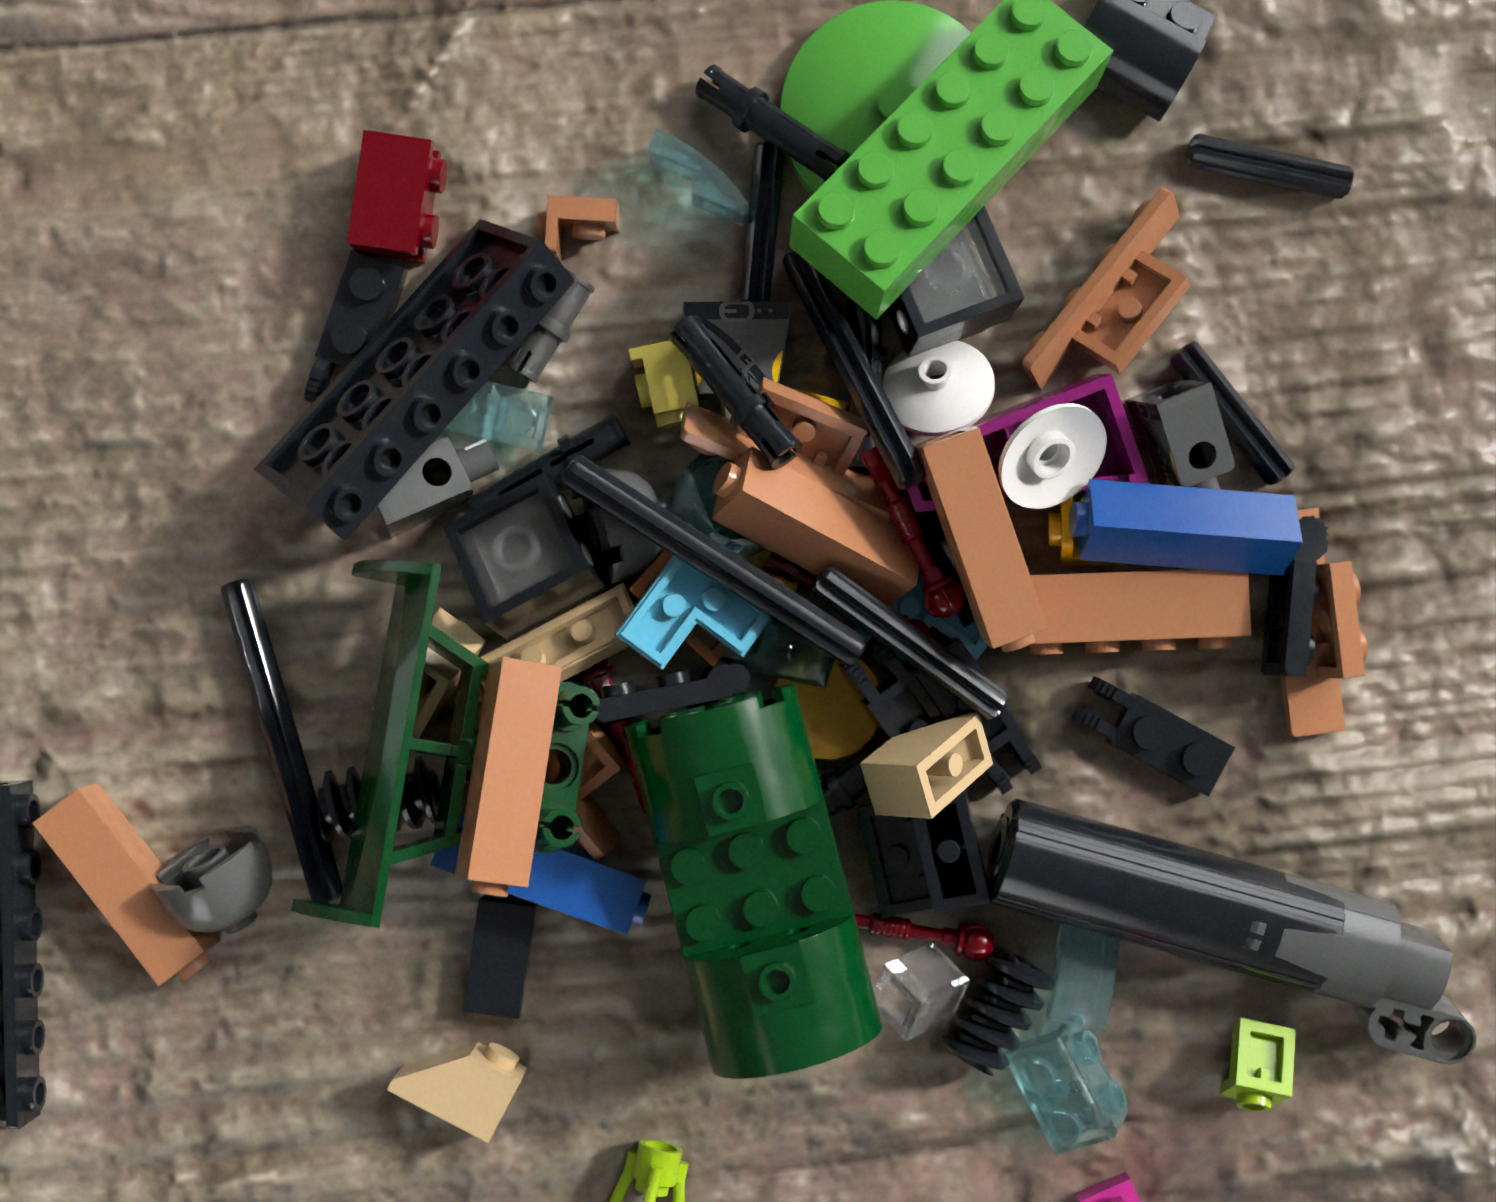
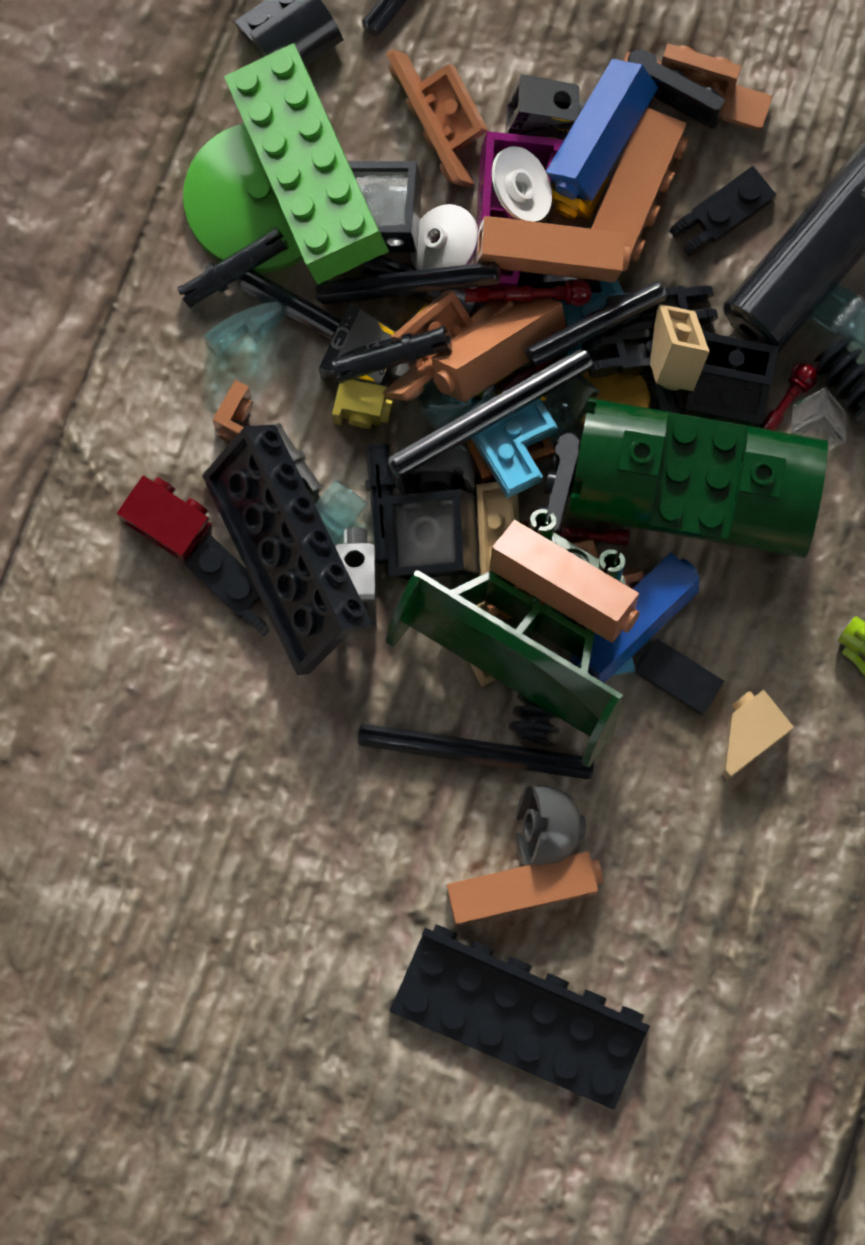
camera: 60 degrees left, 10 degrees down
(1238, 418) = (565, 71): black axle -> none

